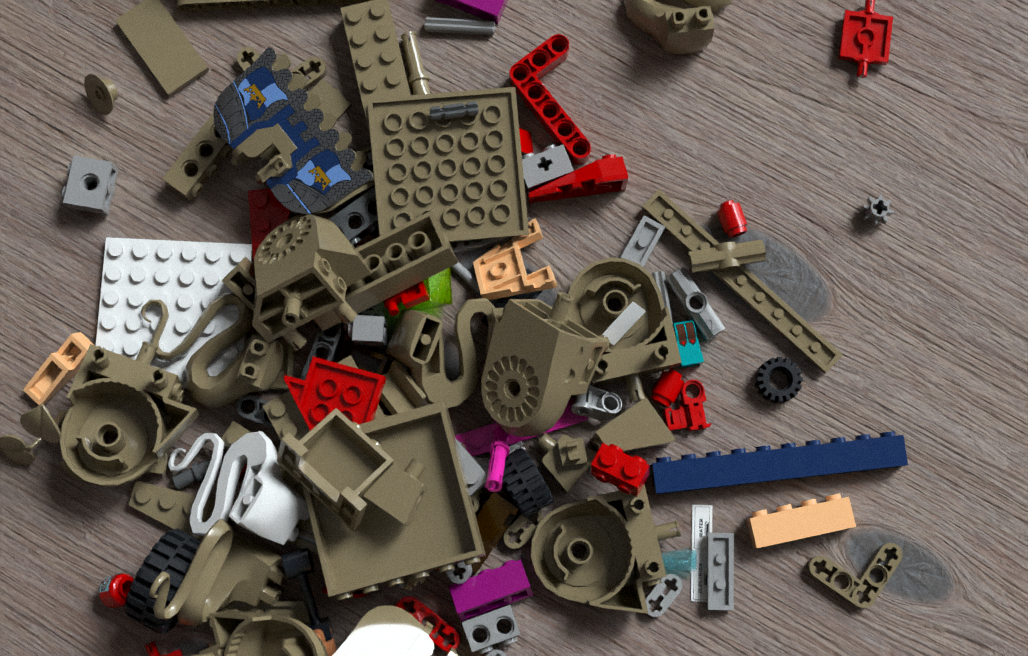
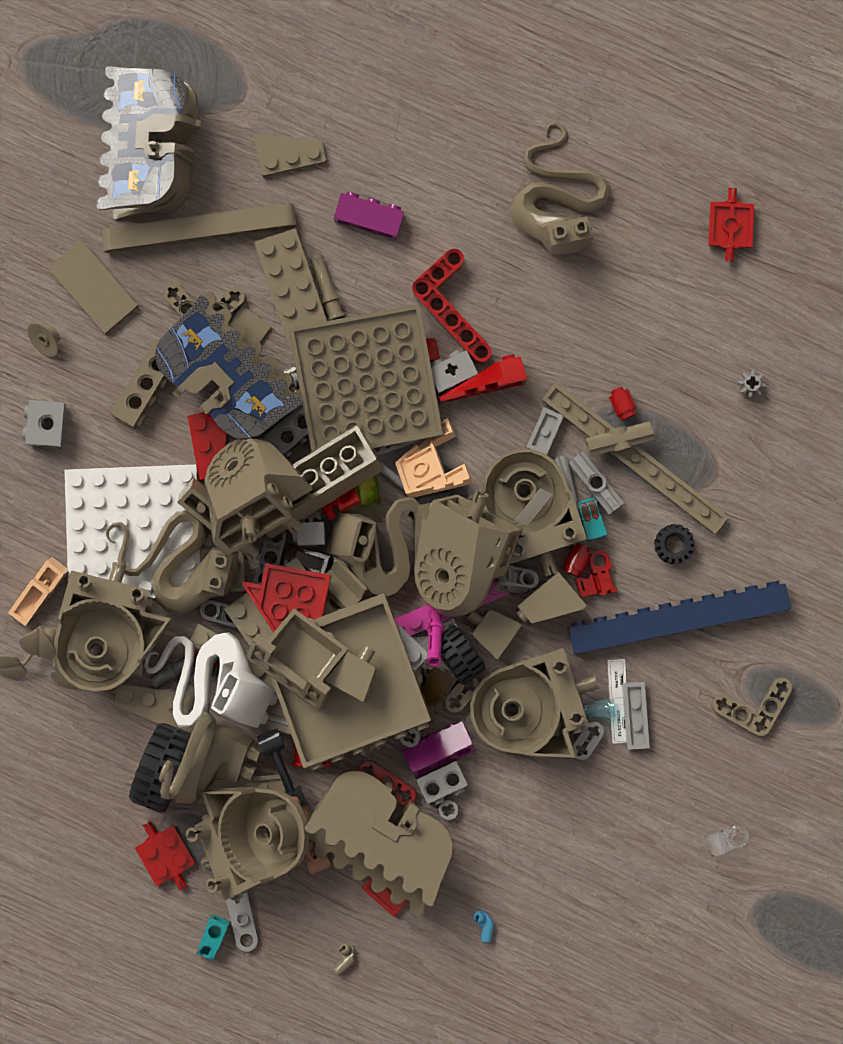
camera: 10 degrees left, 5 degrees up
(114, 590) = (115, 780): red head -> none
(454, 111) = (367, 332): dark grey axle -> none
(463, 26) = (365, 245): light grey axle -> none
(572, 452) = (498, 625): dark tan tile -> none
(620, 469) = (541, 637): red brick -> none
(800, 522) = (702, 667): light nougat brick -> none

